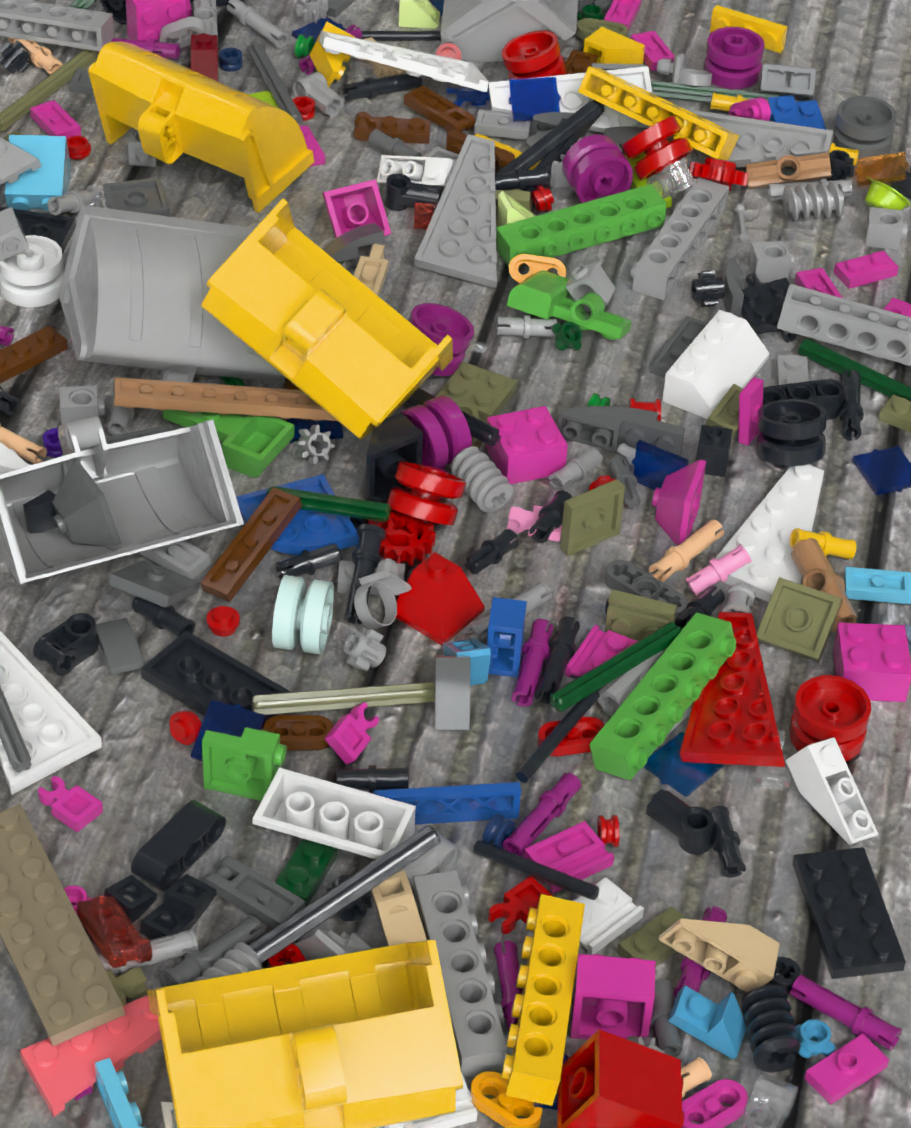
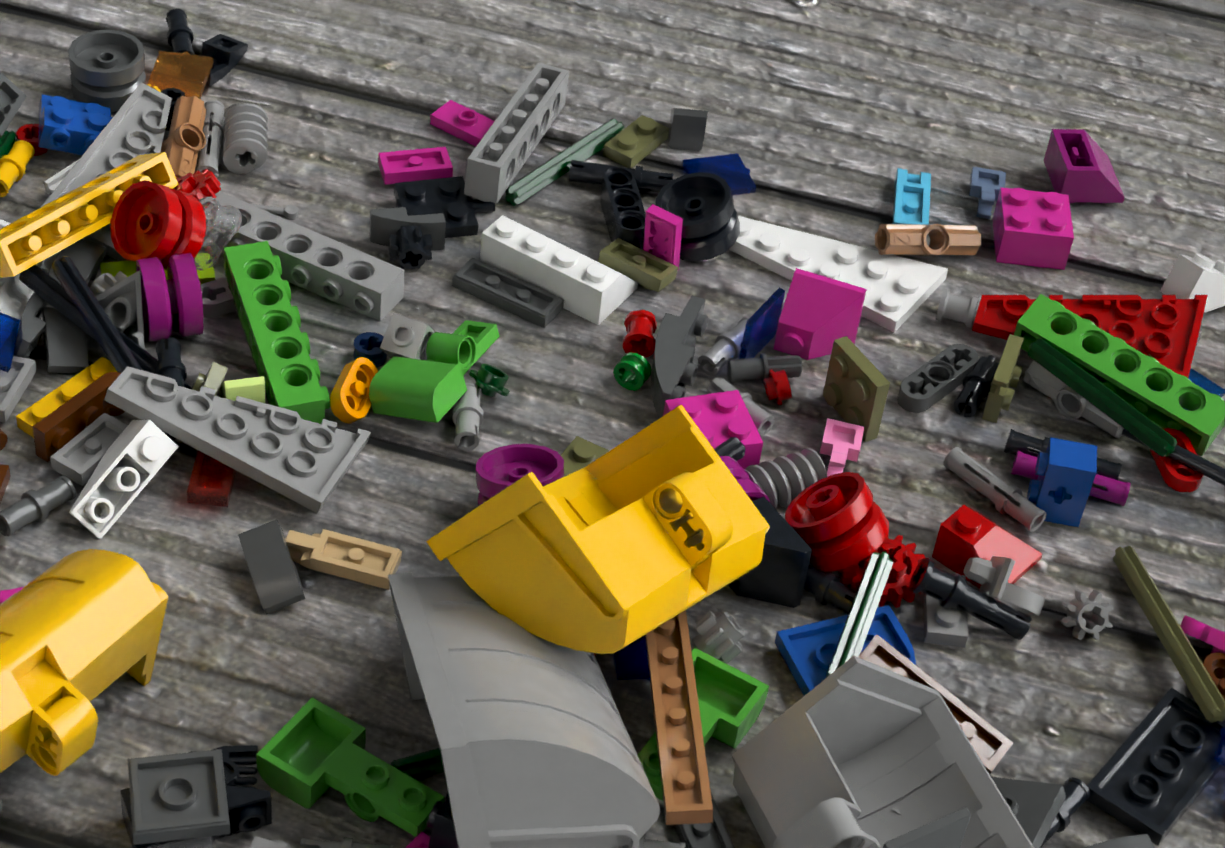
camera: 90 degrees left, 0 degrees up
(223, 620) = (1045, 756): red plate -> none
(303, 614) = (1063, 656): light aqua wheel -> none
(309, 561) = (933, 659): black axle -> none
(356, 207) = (198, 552): dark pink slope -> none
(403, 193) = (160, 498): black piece -> none
(452, 693) = (1152, 538): slope -> none
(479, 657) = (1090, 519): dark azure slope -> none
(491, 551) = (896, 492): black axle -> none
(542, 199) = (195, 363): red plate -> none
(549, 517) = (856, 422): black pin -> none
(595, 650) = (1043, 419): dark pink plate -> none
(678, 557) = (889, 345): light nougat pin -> none
(704, 605) = (959, 334): black pin -> none
(714, 449) = (715, 284): black brick -> none
(718, 570) = (915, 311): bright pink pin -> none
(753, 108) = (52, 152): dark pink plate -> none
(770, 260) = (357, 191): light grey brick -> none
(791, 369) = (567, 215): light grey plate -> none
(799, 619) = (985, 261): olive plate -> none
(830, 545) = (862, 231): yellow pin -> none
(830, 709) = (1126, 261): red wheel -> none
(866, 269) = (367, 128): dark pink plate -> none
(884, 196) = (254, 86): lime piece -> none
(885, 228) = (302, 96): light grey brick -> none

